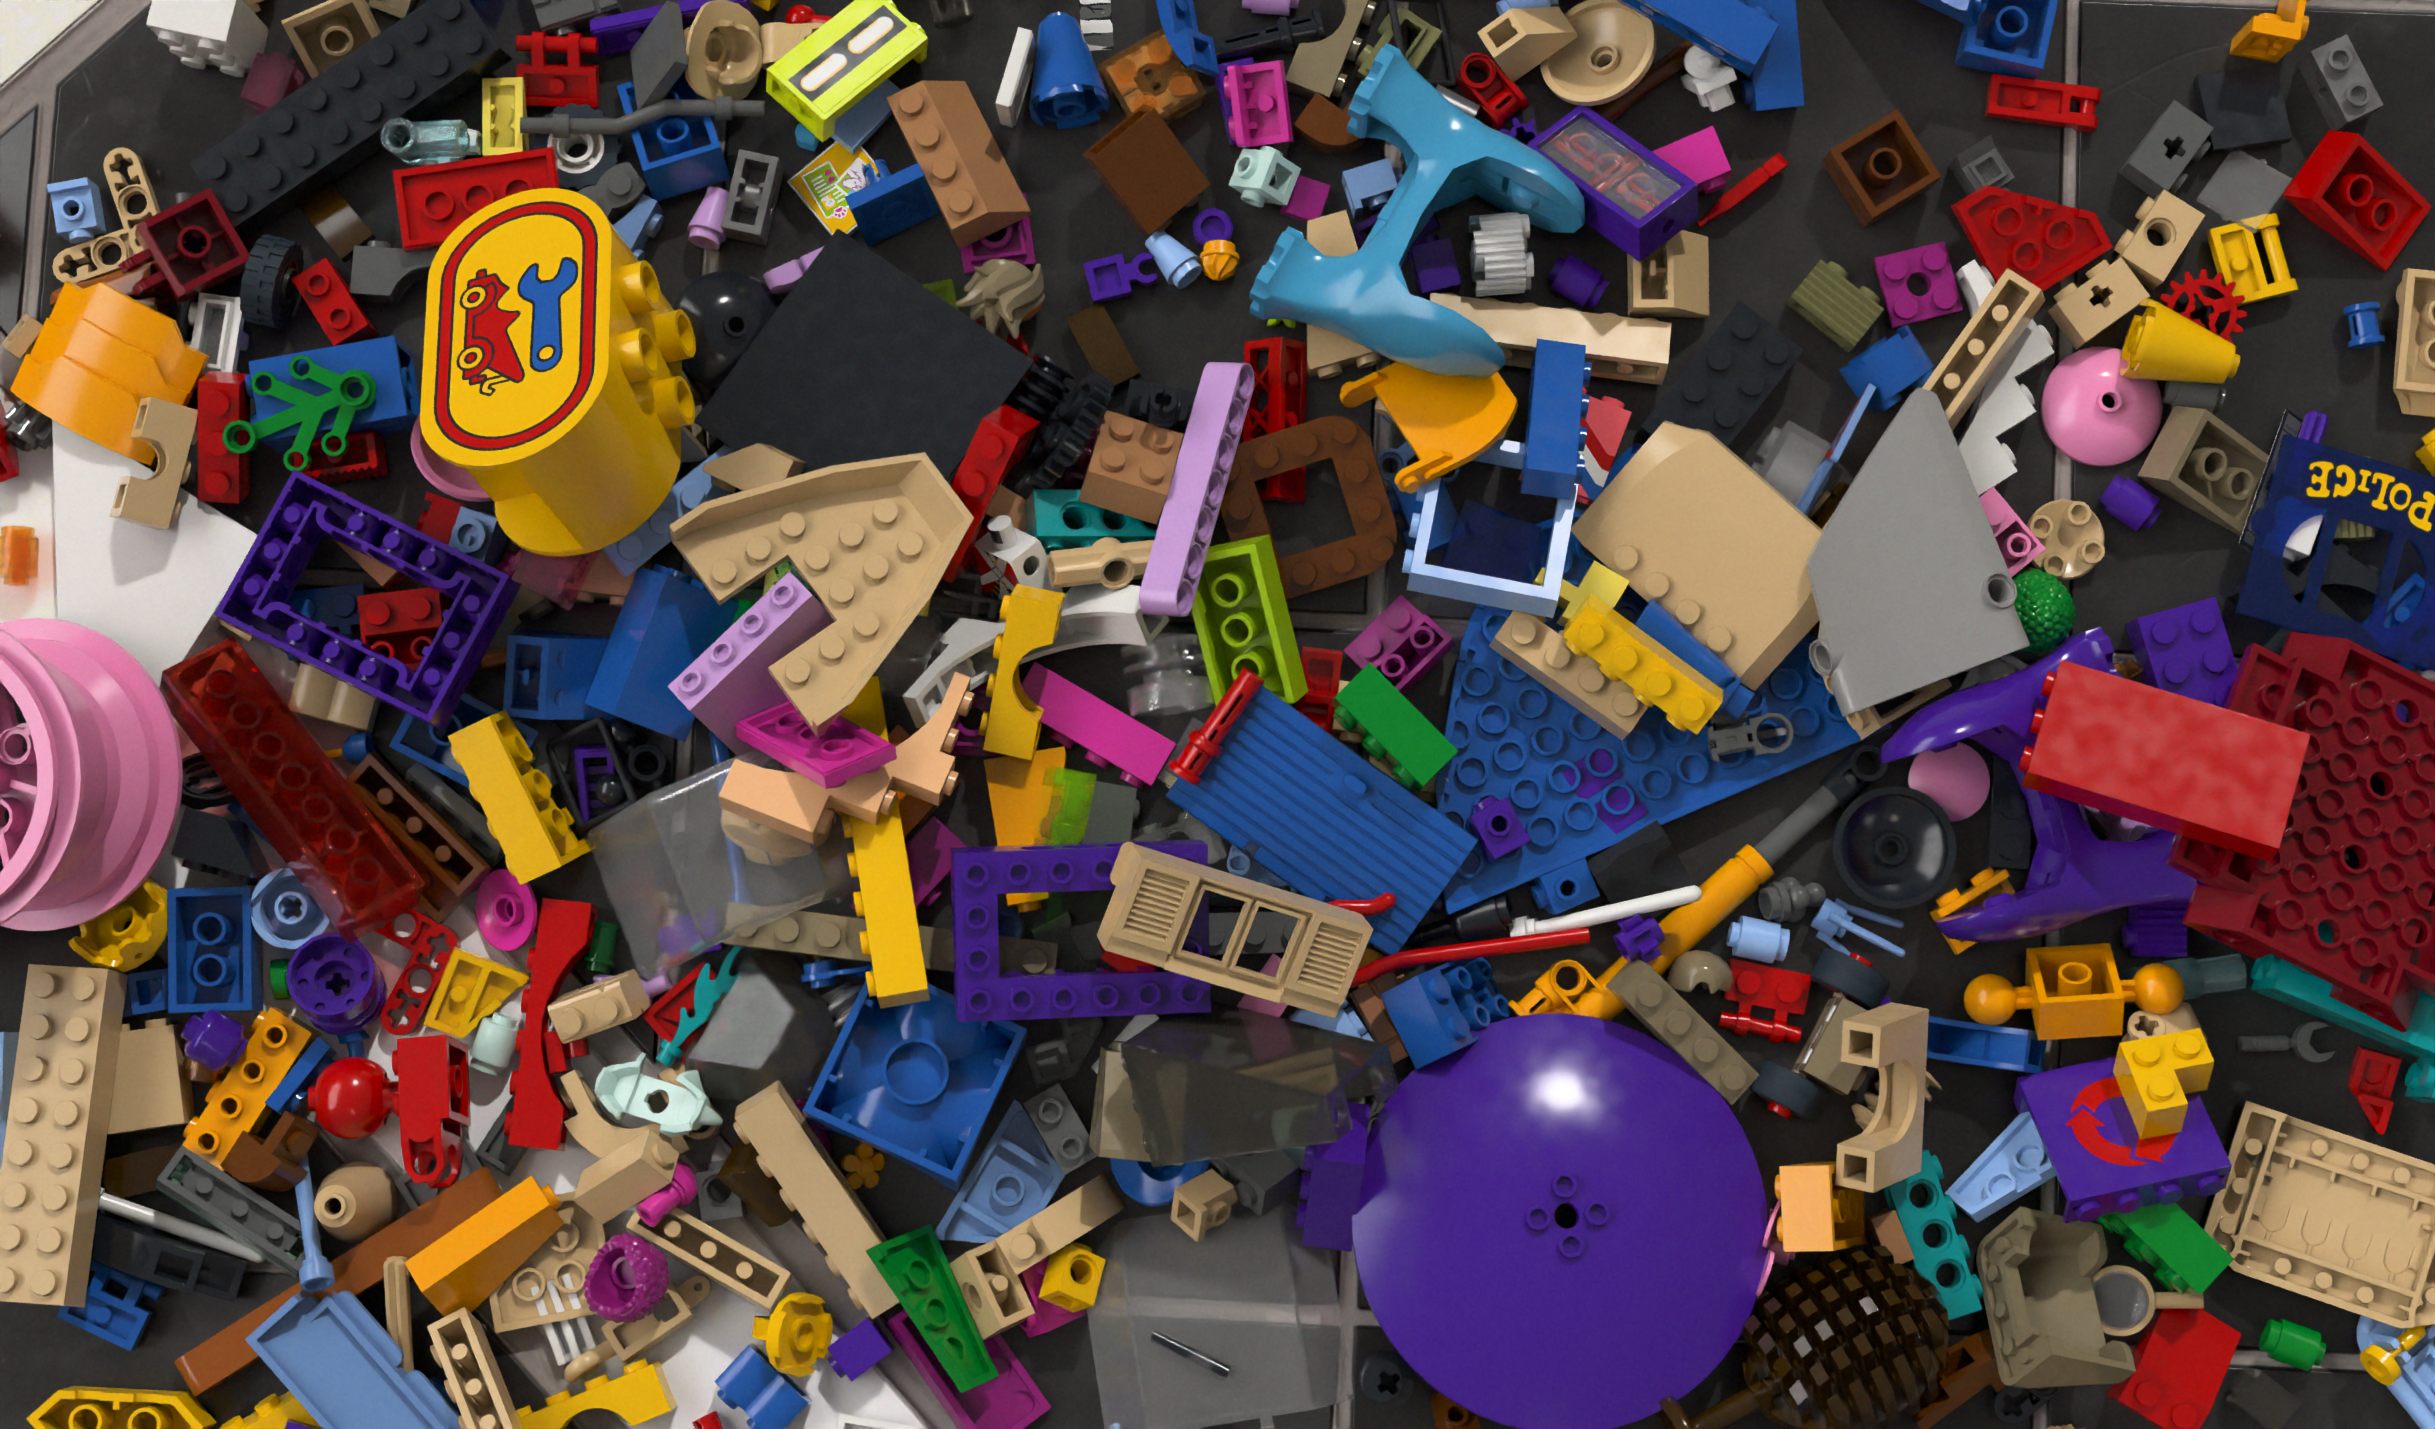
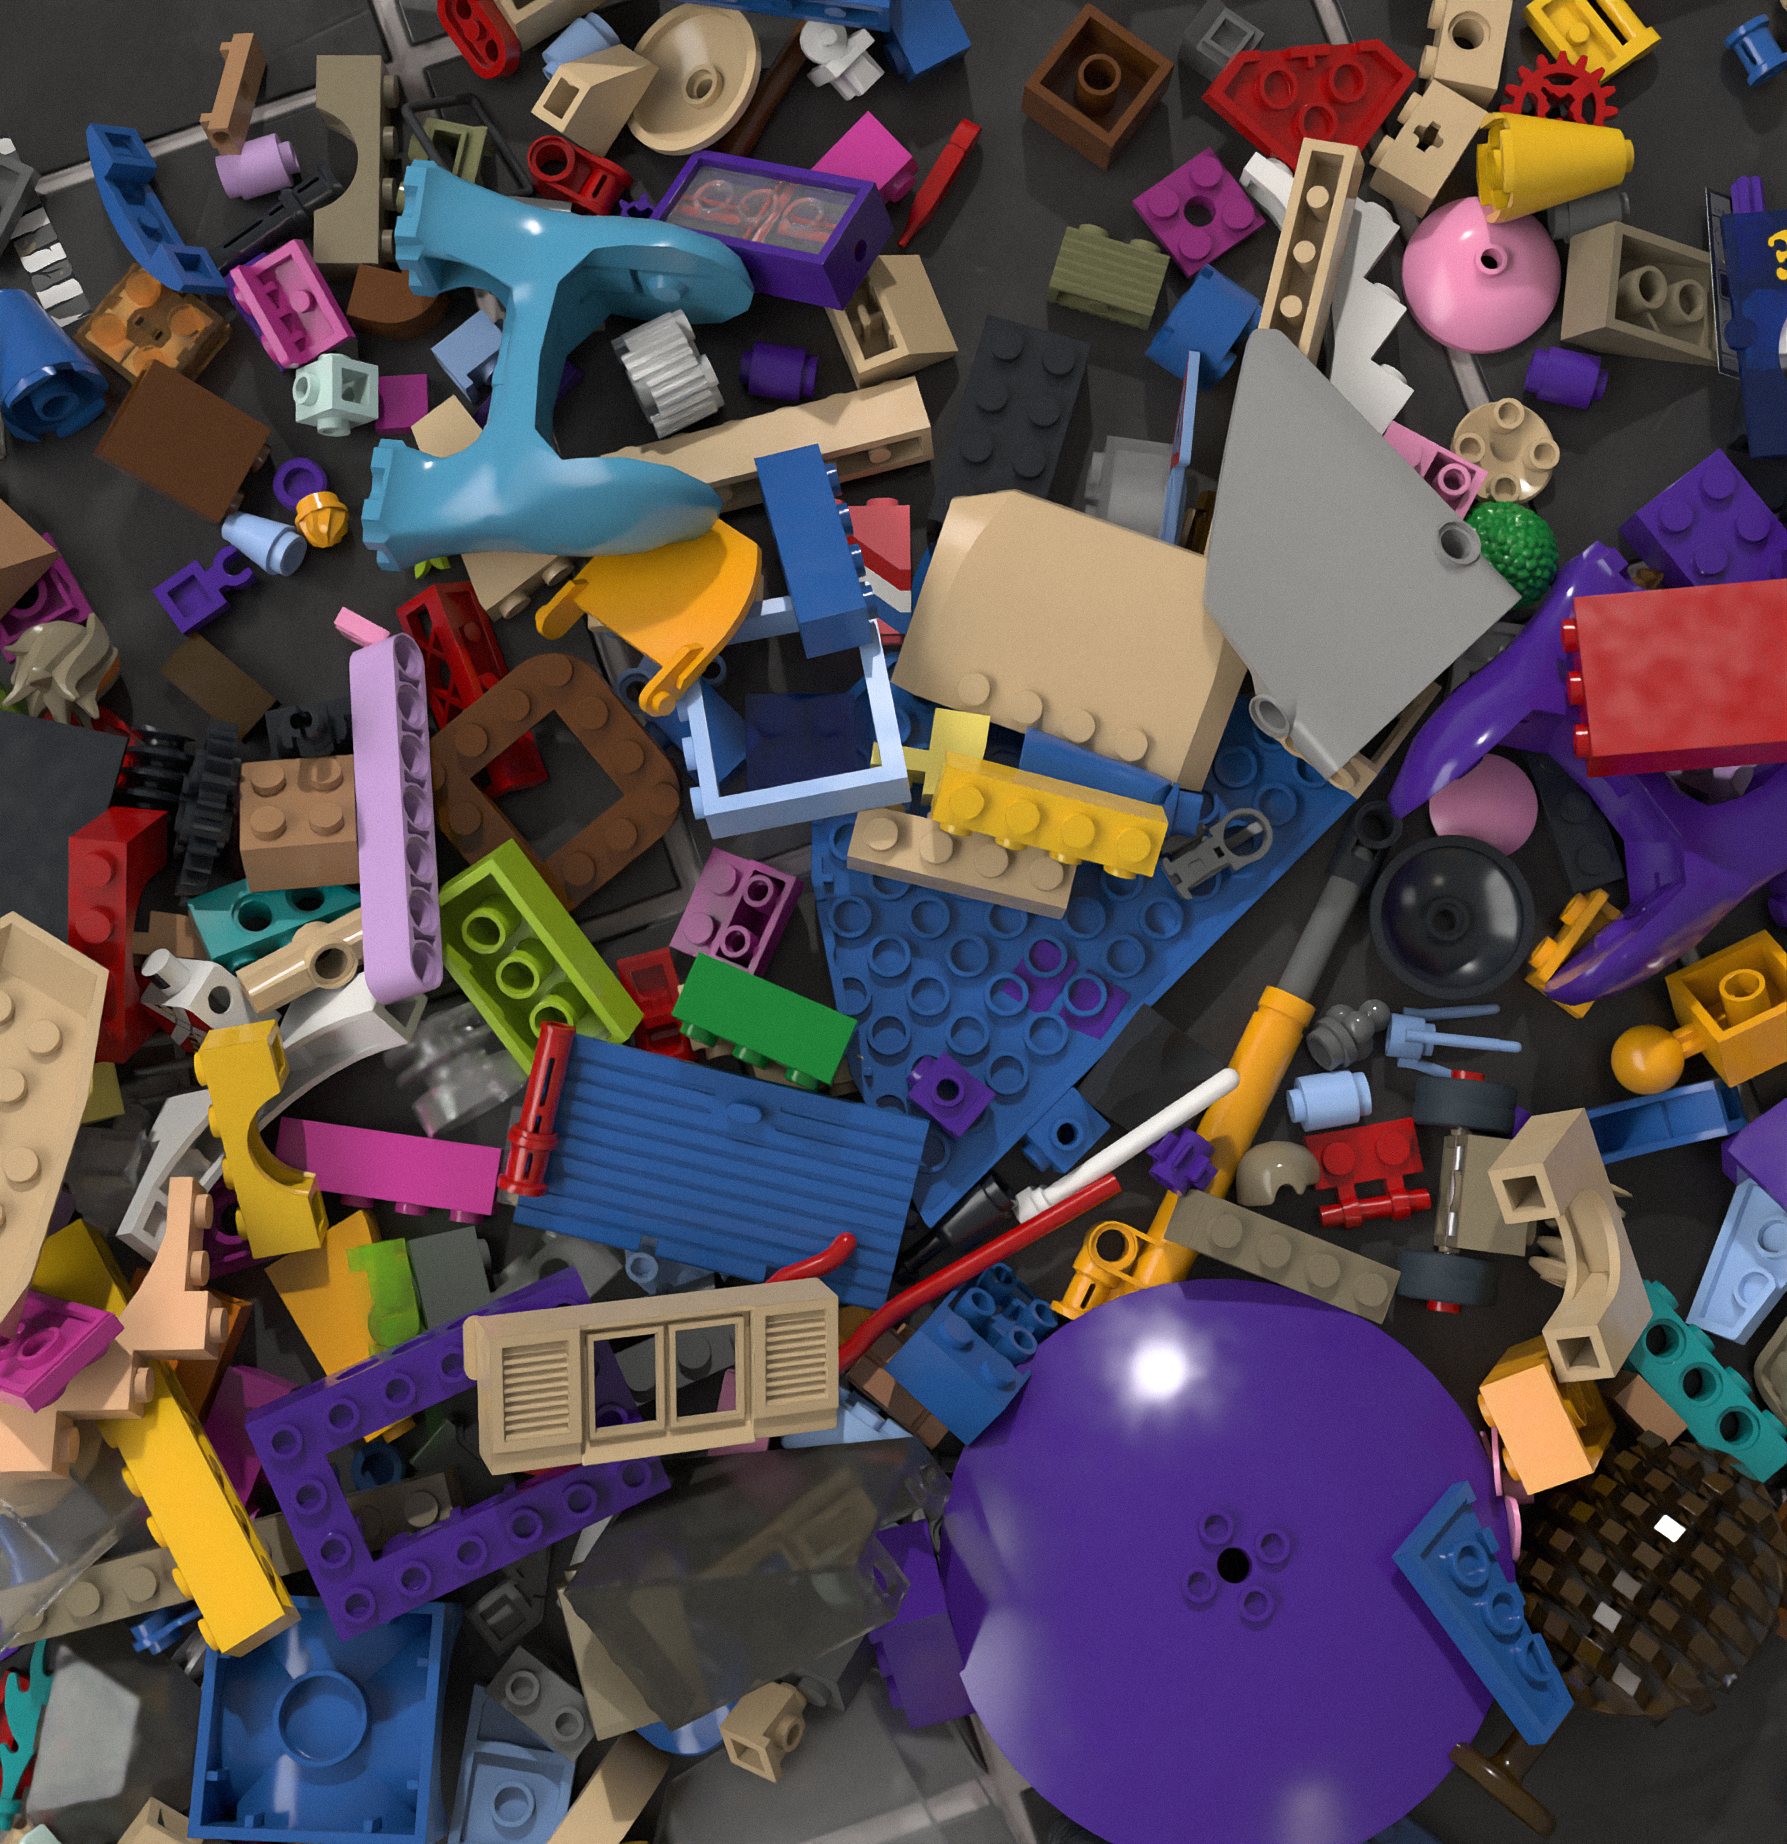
camera: 25 degrees left, 0 degrees up
(1217, 348) = (359, 629): none -> bright pink tile
(1434, 266) = (593, 420): dark purple brick -> none
(1716, 1299) = (1464, 1587): none -> blue wing

